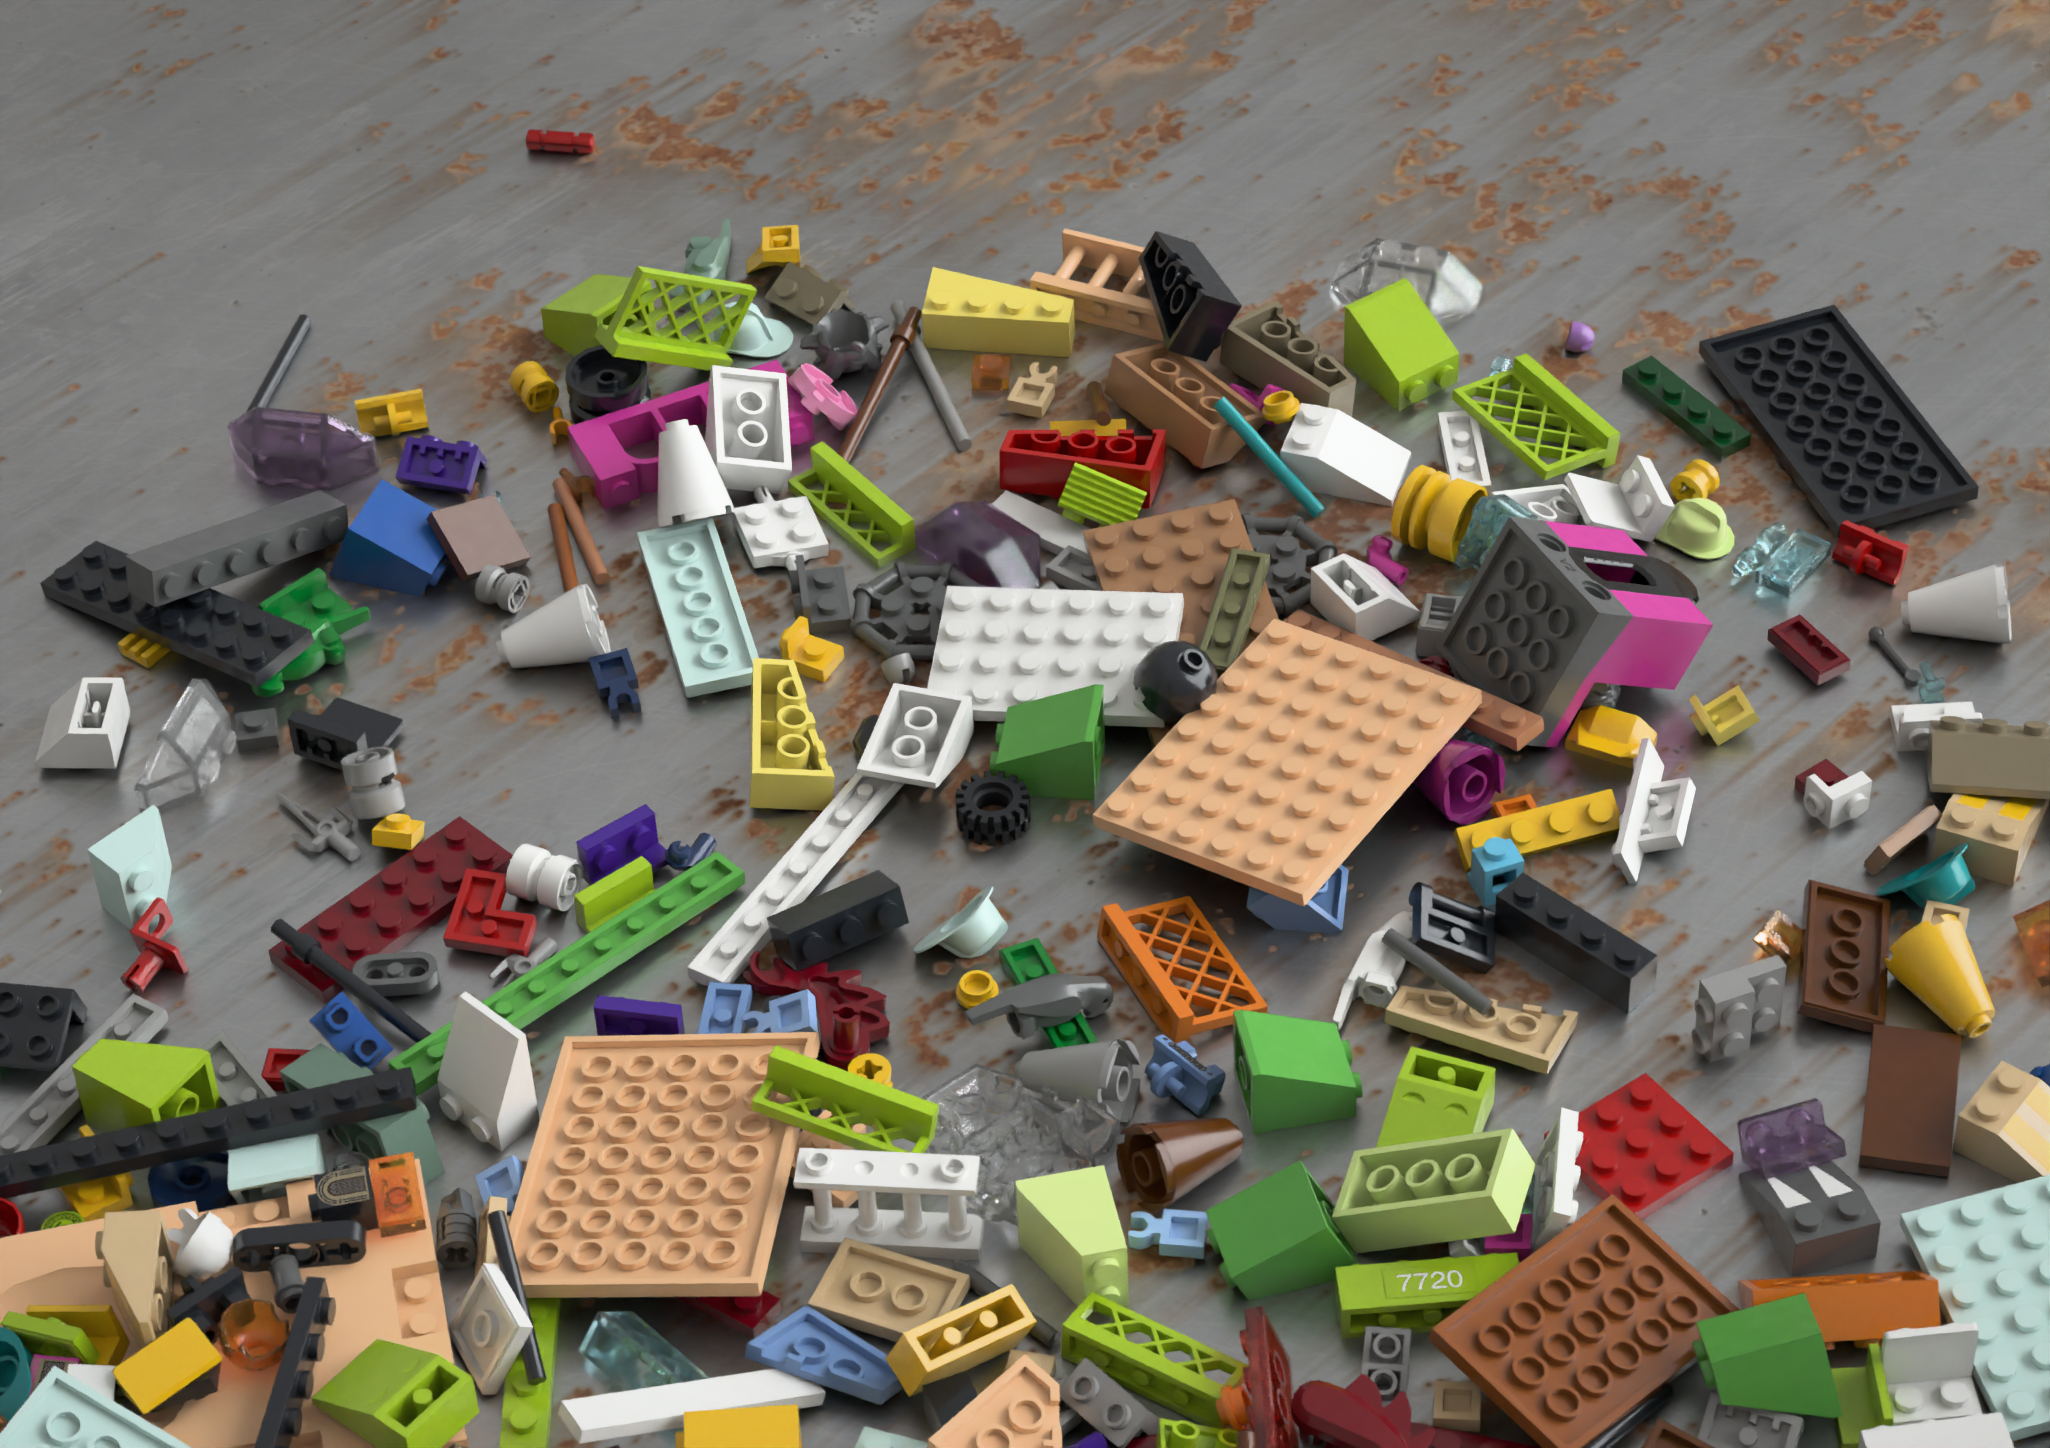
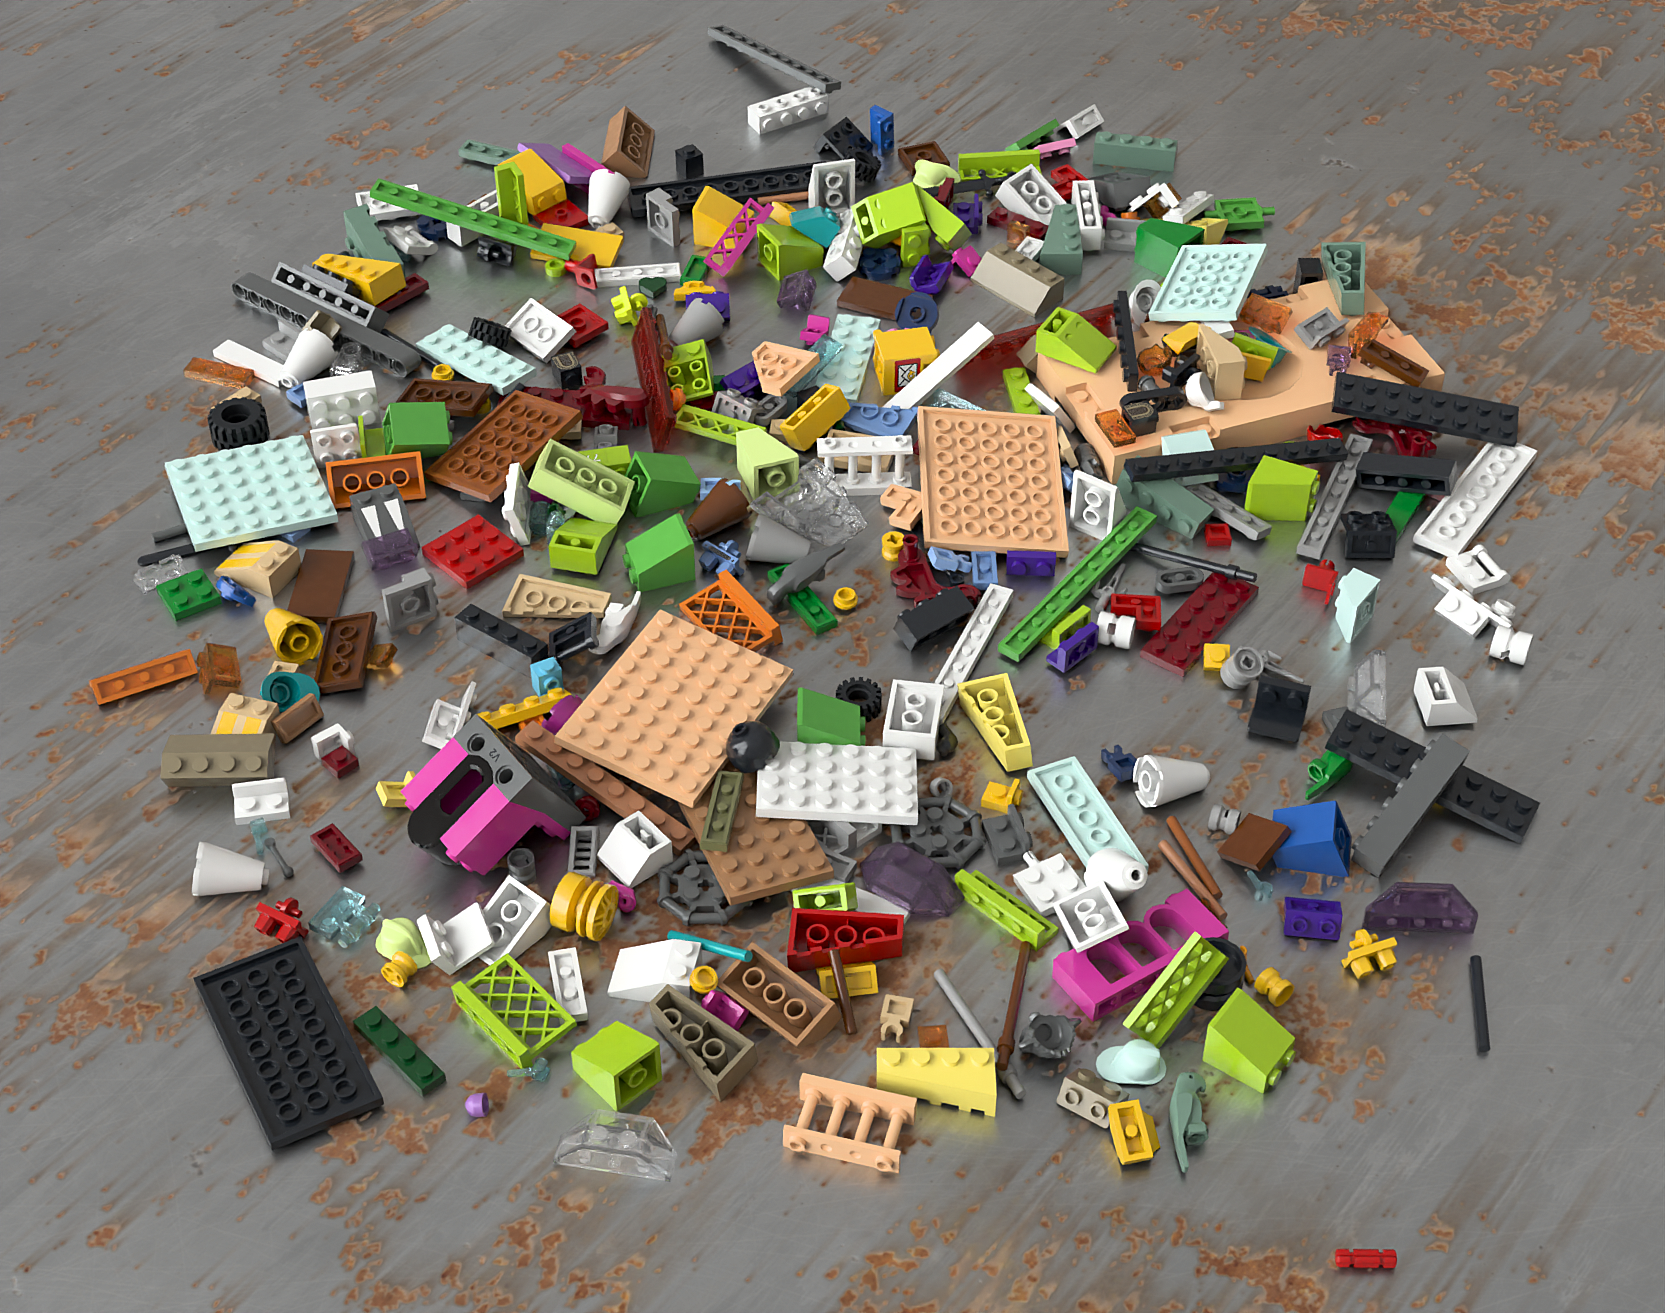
camera: 170 degrees right, 0 degrees up
(306, 600) = (1352, 795): green bracket -> none
(350, 1032) = (1188, 537): blue hips -> none
(510, 1269) = (1038, 407): black bar -> none
(683, 858) = (1035, 657): dark blue arm -> none
(822, 396) = (1063, 985): bright pink plate -> none
(850, 1101) = (896, 493): lime fence -> none
(969, 931) = (862, 621): light aqua piece -> none
(1187, 296) = (785, 1063): black wedge -> none
(1437, 971) = (581, 607): dark grey bar -> none
(1485, 525) = (543, 887): clear light blue bracket -> none

